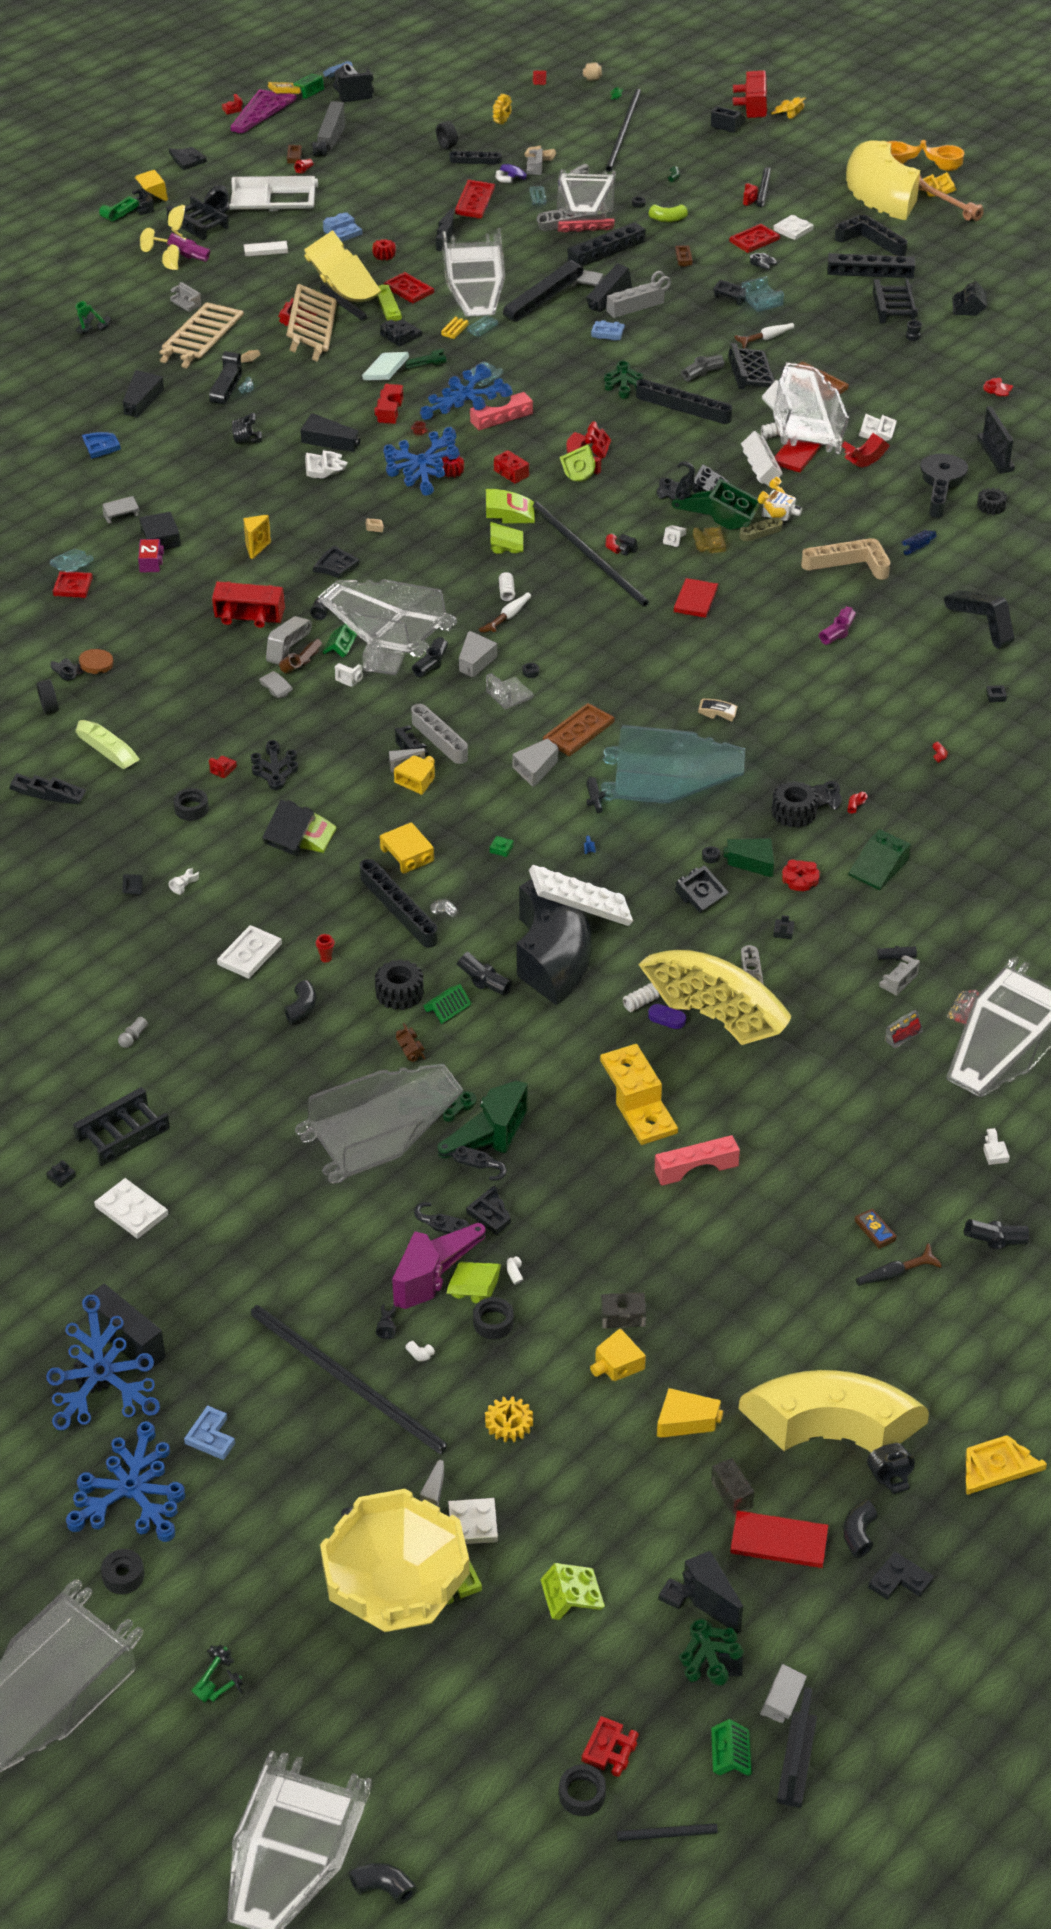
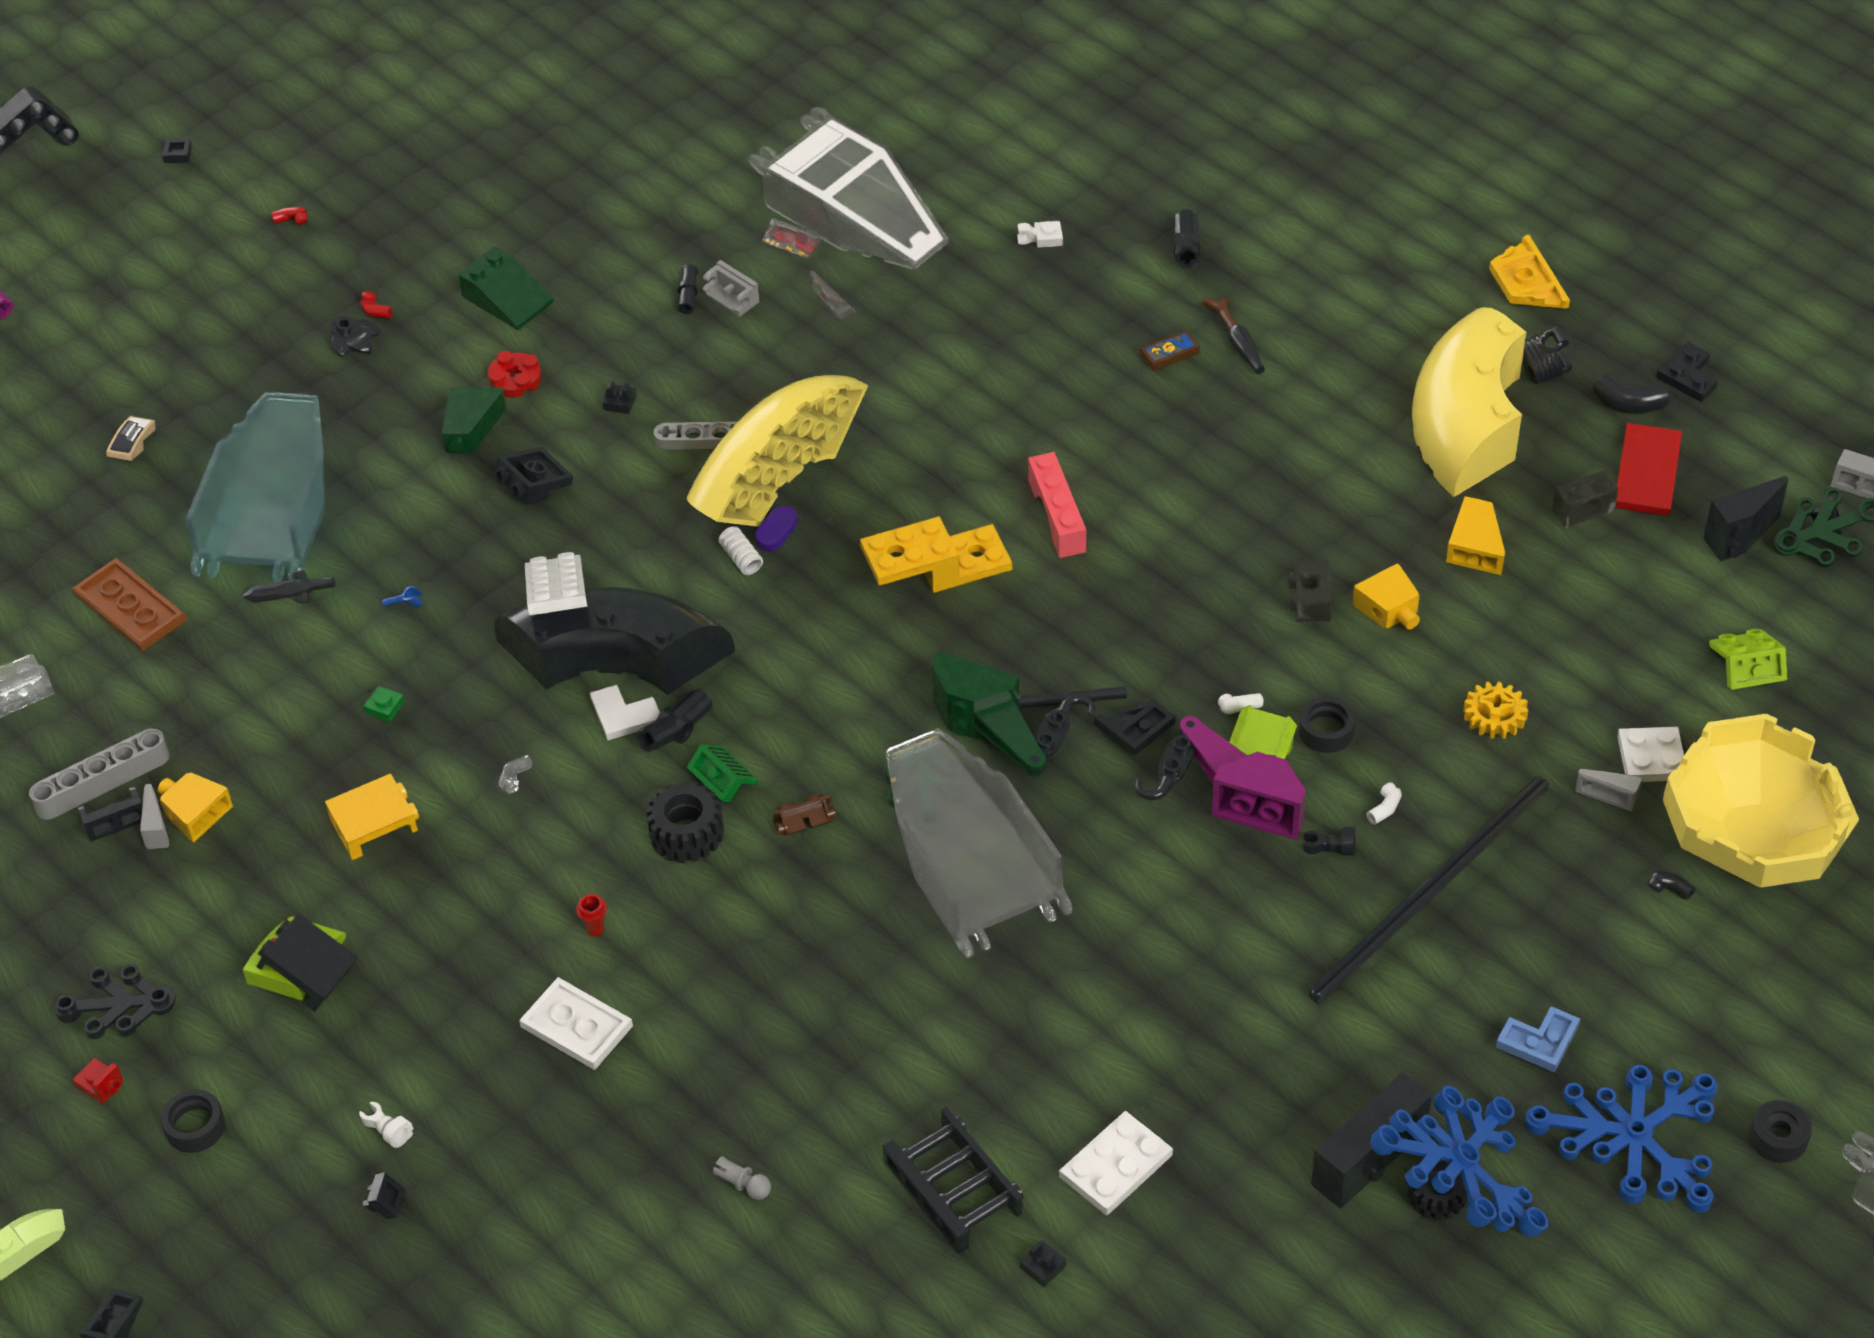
camera: 85 degrees left, 5 degrees up
(303, 1005) = (707, 944): black cylinder -> none
(398, 903) = (496, 828): black beam -> none
(494, 952) = (619, 718): none -> white tile
(518, 1176) = (1057, 698): none -> black bar
(535, 761) = (203, 652): light grey slope -> none
(672, 1594) = (1735, 568): black tile -> none
(710, 854) = (451, 466): black tile -> none
(794, 804) = (374, 363): black tyre -> none

